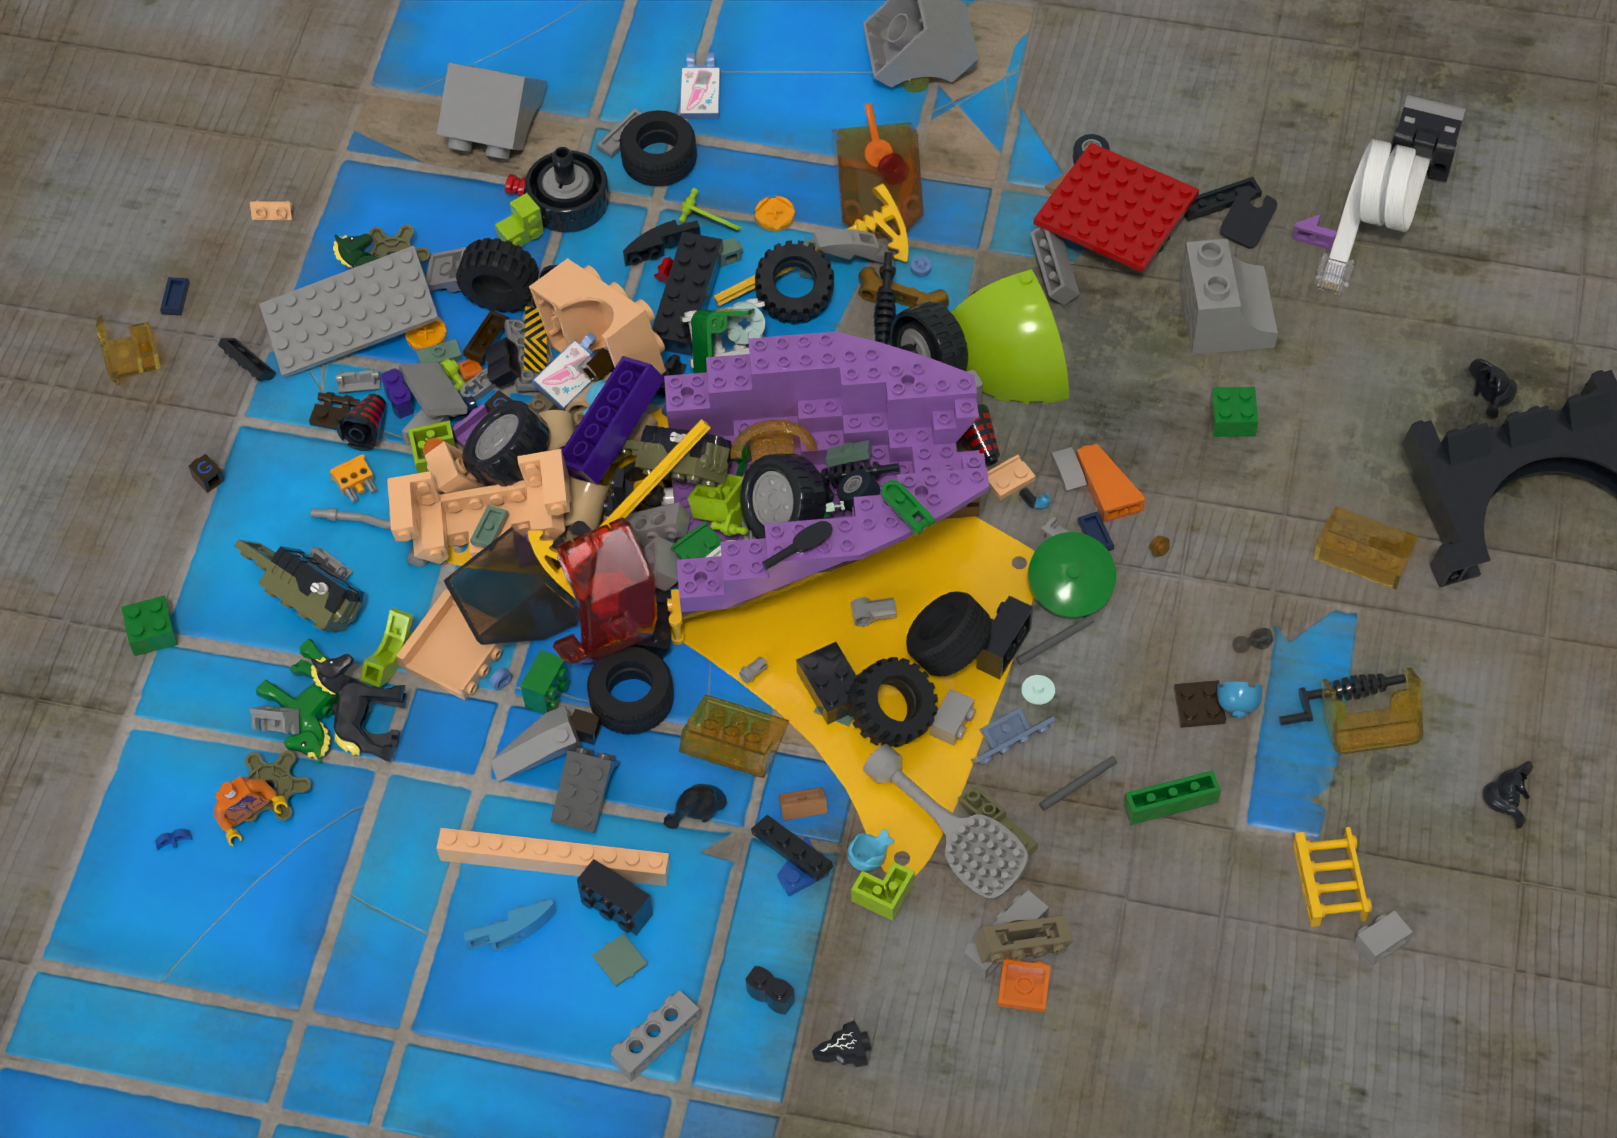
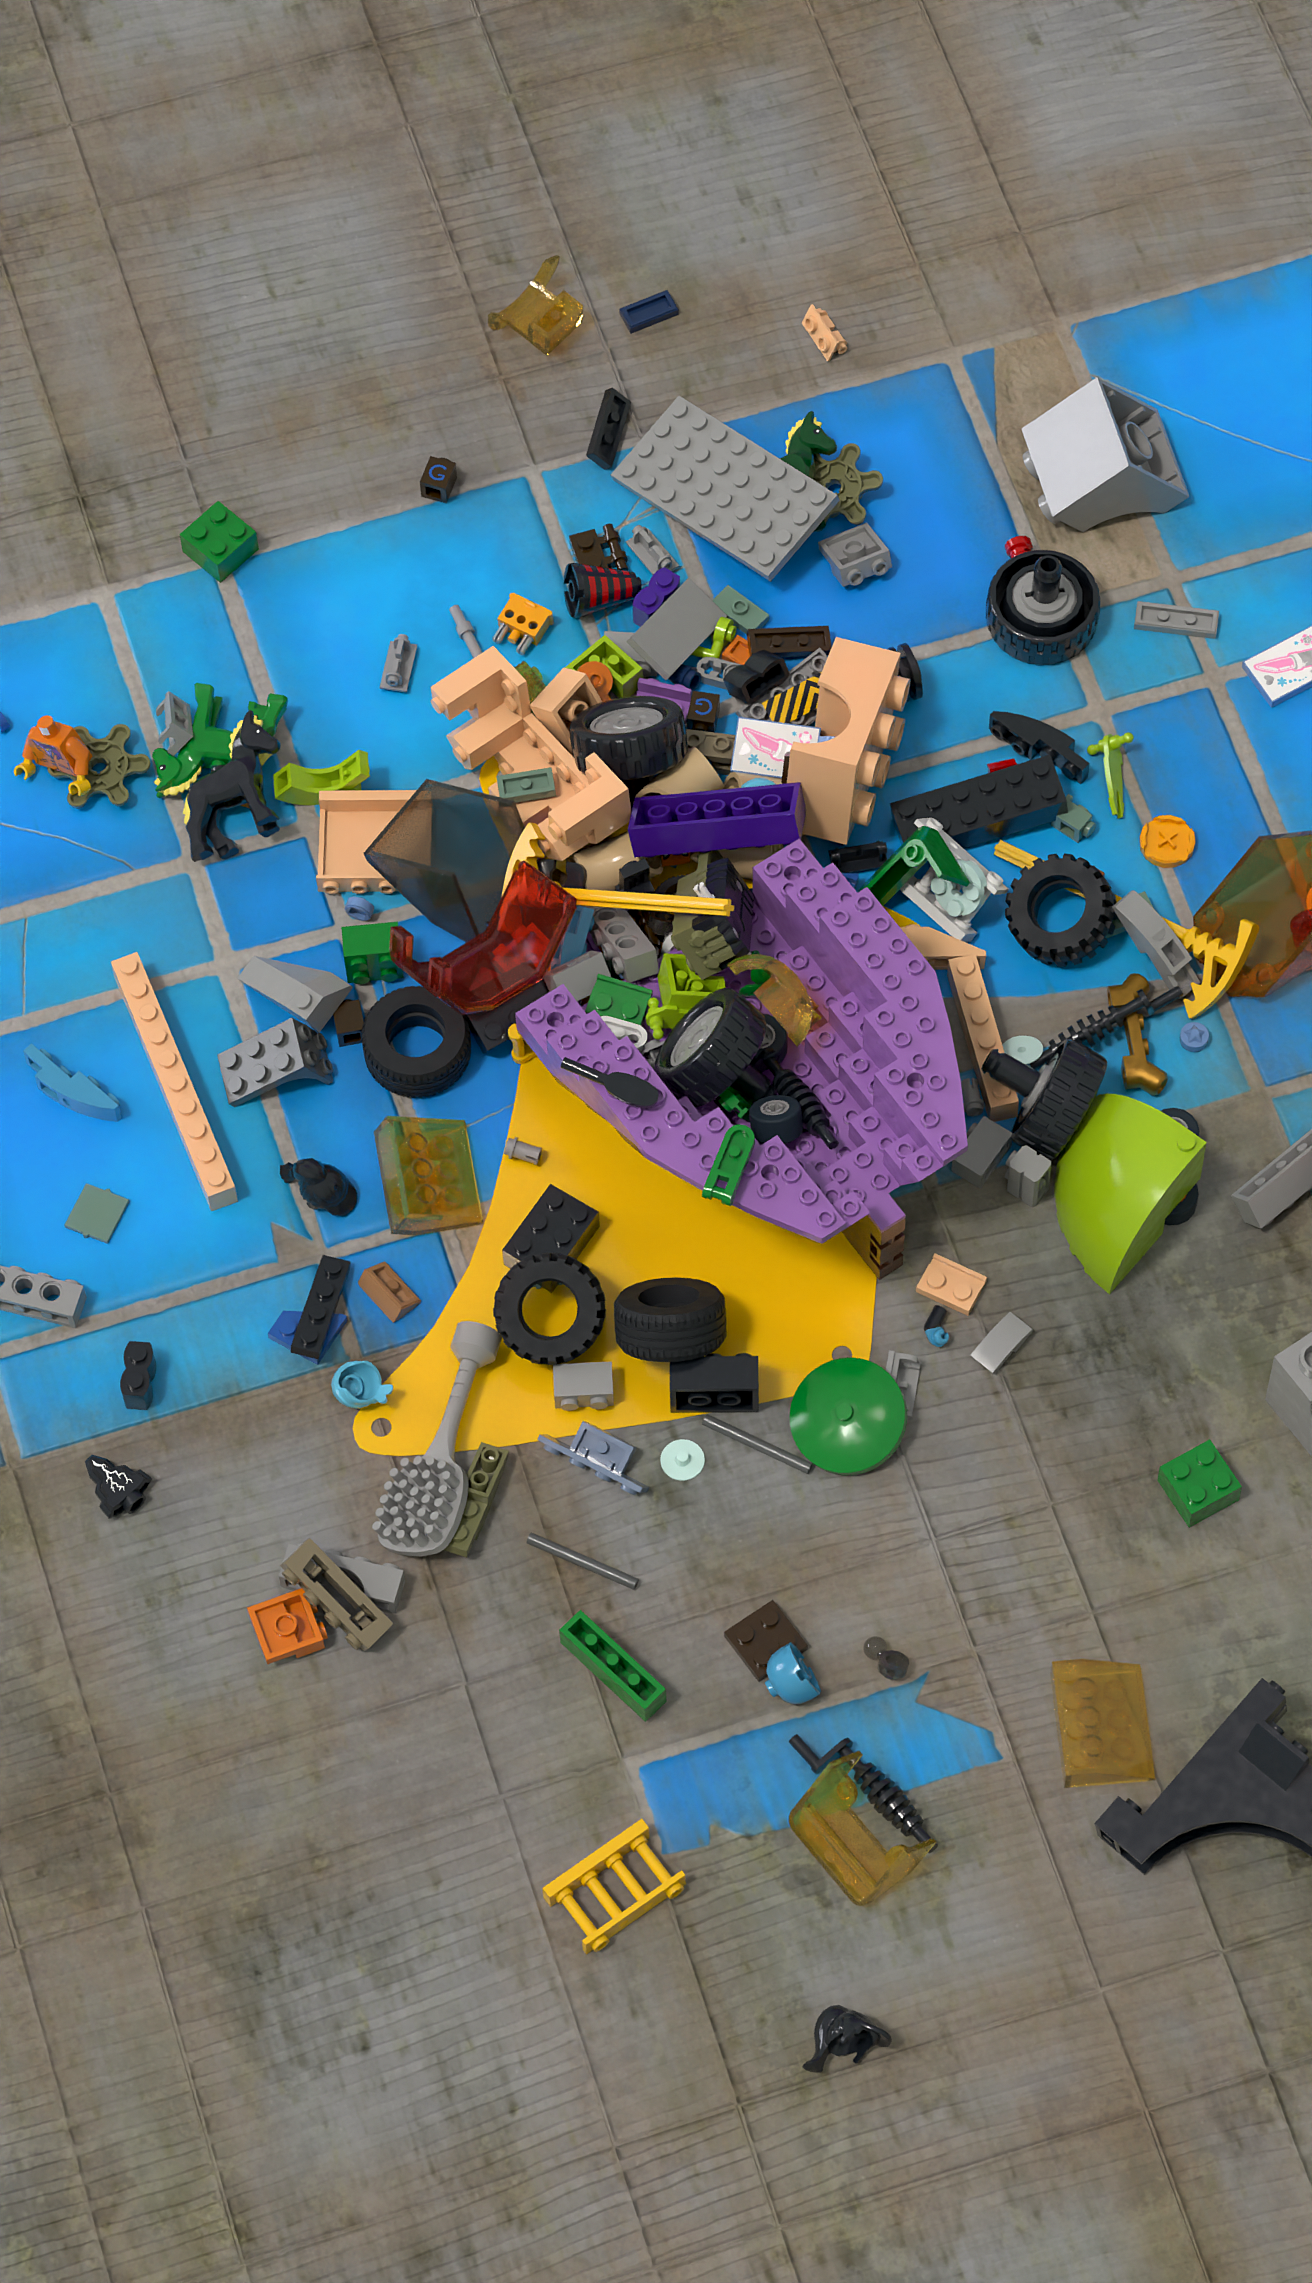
camera: 60 degrees right, 5 degrees up
(305, 585) = (348, 651): piece -> none
(427, 335) = (758, 588): light orange tile -> none
(497, 274) = (861, 598): black tyre -> none
(523, 224) = (964, 588): lime brick -> none
(614, 897) = (153, 1163): black brick -> none
(654, 128) = (1169, 635): black tyre -> none
(848, 453) = (824, 1084): sand green plate -> none
(867, 611) = (669, 1226): light grey piece -> none
(884, 895) = (319, 1432): lime brick -> none
(982, 437) = (981, 1218): black cone -> none
(1093, 526) = (932, 1416): dark blue tile -> none
(1108, 485) = (1002, 1394): orange slope -> none
(1159, 546) = (954, 1493): pearl gold plate -> none
(1383, 937) = (567, 1978): light grey brick -> none

